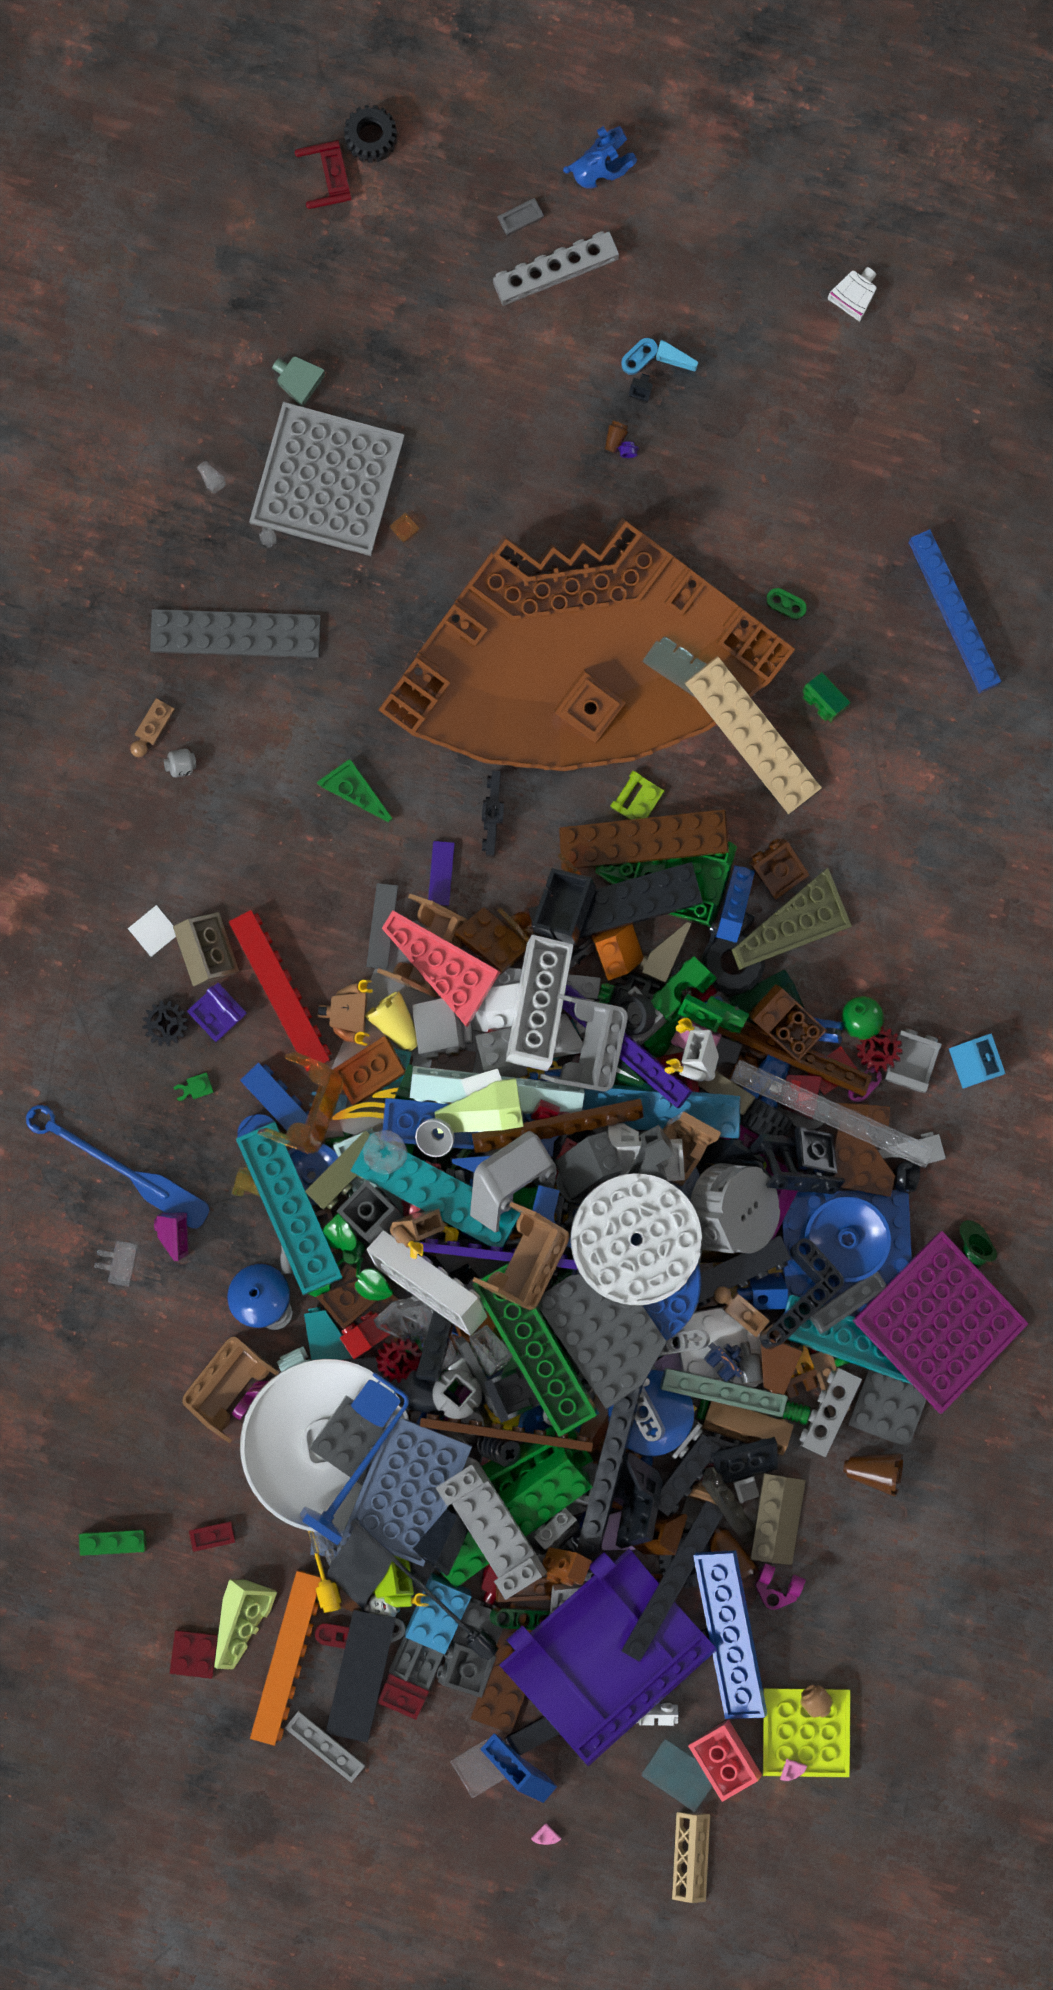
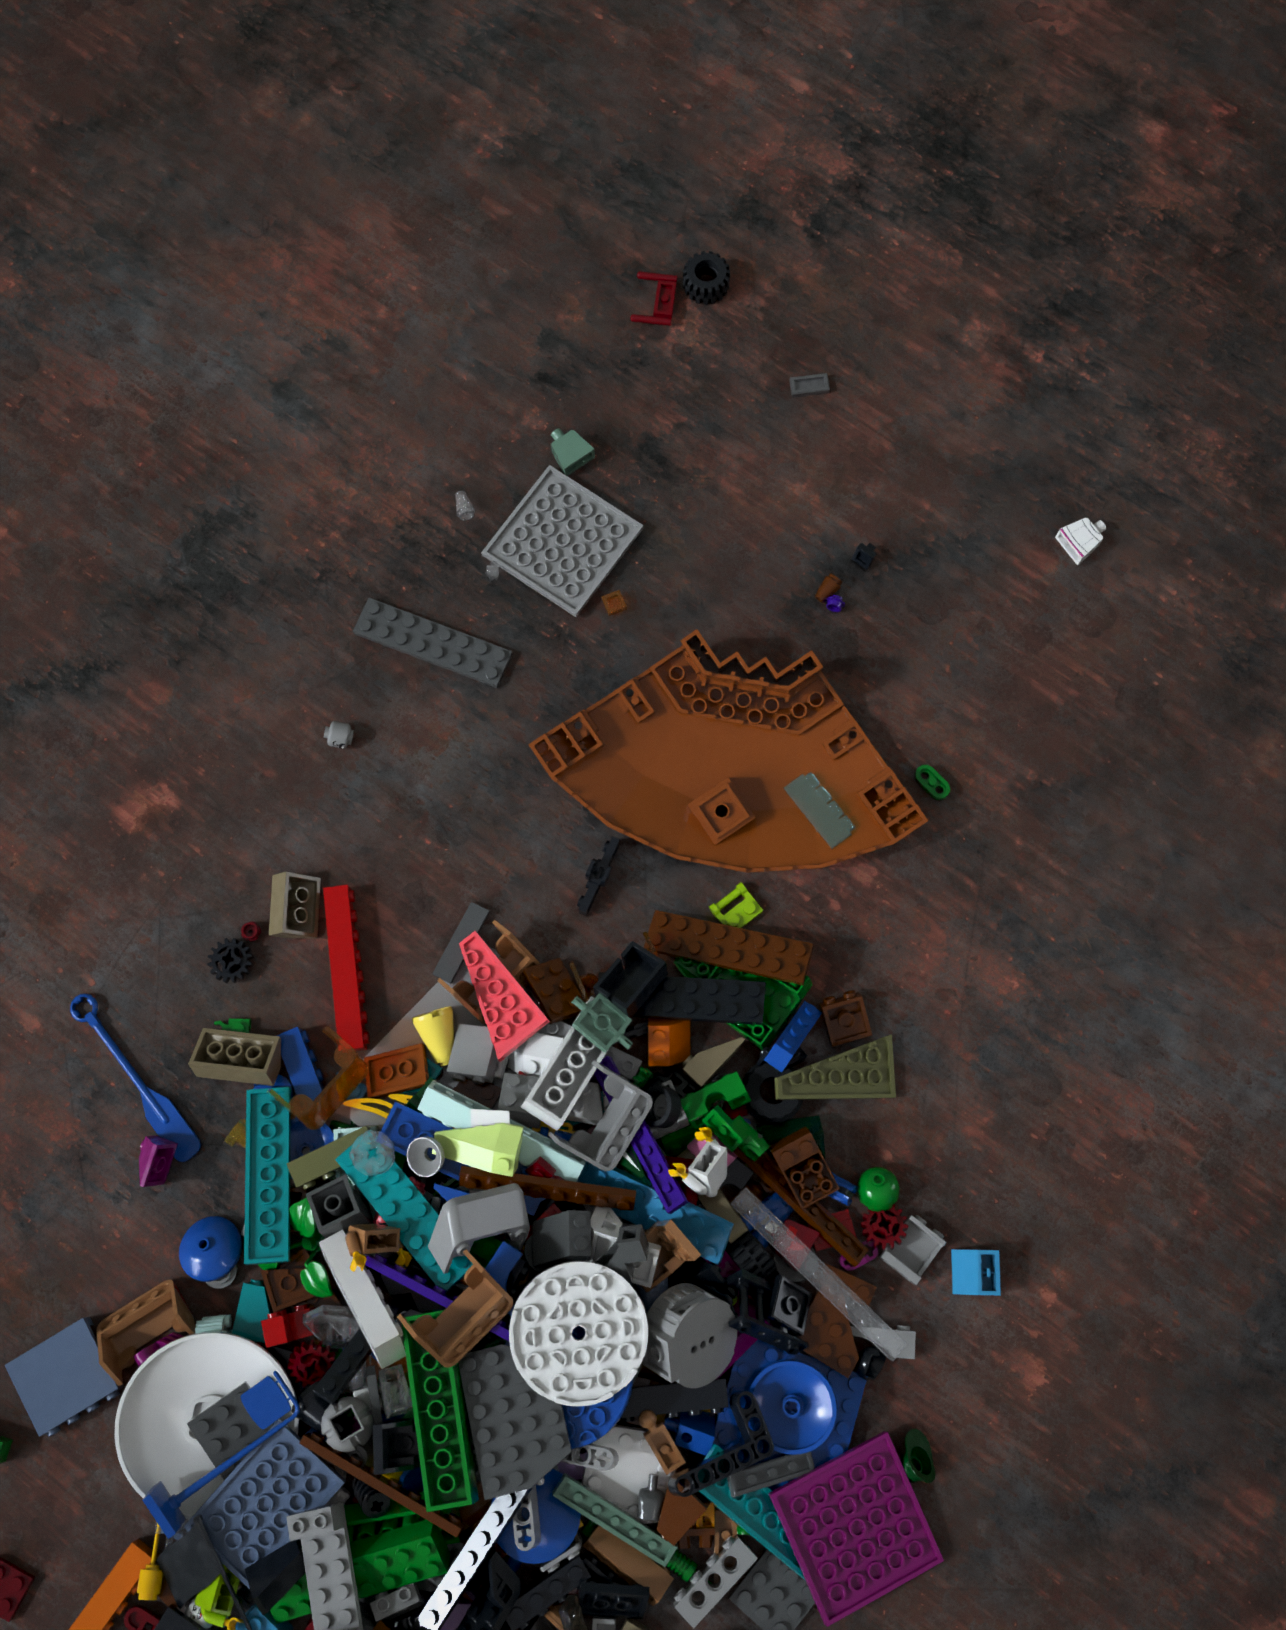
camera: 20 degrees right, 10 degrees down
(122, 1263) = (99, 1169): clear hinge -> none
(151, 727) = (327, 696): medium nougat plate -> none
(153, 930) = (255, 874): white sticker -> none
(171, 982) = (250, 926): none -> dark red plate
(171, 1456) = (62, 1378): none -> sand blue panel
(212, 1111) = (237, 1057): none -> dark tan slope
(212, 1536) = (69, 1473): dark red plate -> none
(217, 1012) = (281, 967): dark purple plate -> none
(241, 1612) = (64, 1564): yellowish green wedge -> none
(348, 1012) = (398, 1010): medium nougat torso -> none
(351, 786) = (482, 808): green wing -> none
(441, 872) = (533, 913): dark purple tile -> none
(509, 293) = (816, 440): light grey brick -> none
(552, 956) = (602, 1022): none -> sand green plate
(594, 163) = (887, 358): blue helmet -> none
(638, 356) = (871, 530): dark azure plate -> none
(671, 355) = (902, 538): medium azure slope -> none
(729, 1369) = (619, 1479): dark blue hips -> none
(752, 735) = (862, 886): tan plate -> none
(825, 697) = (940, 877): green slope -> none
(954, 611) = (1086, 842): blue brick -> none

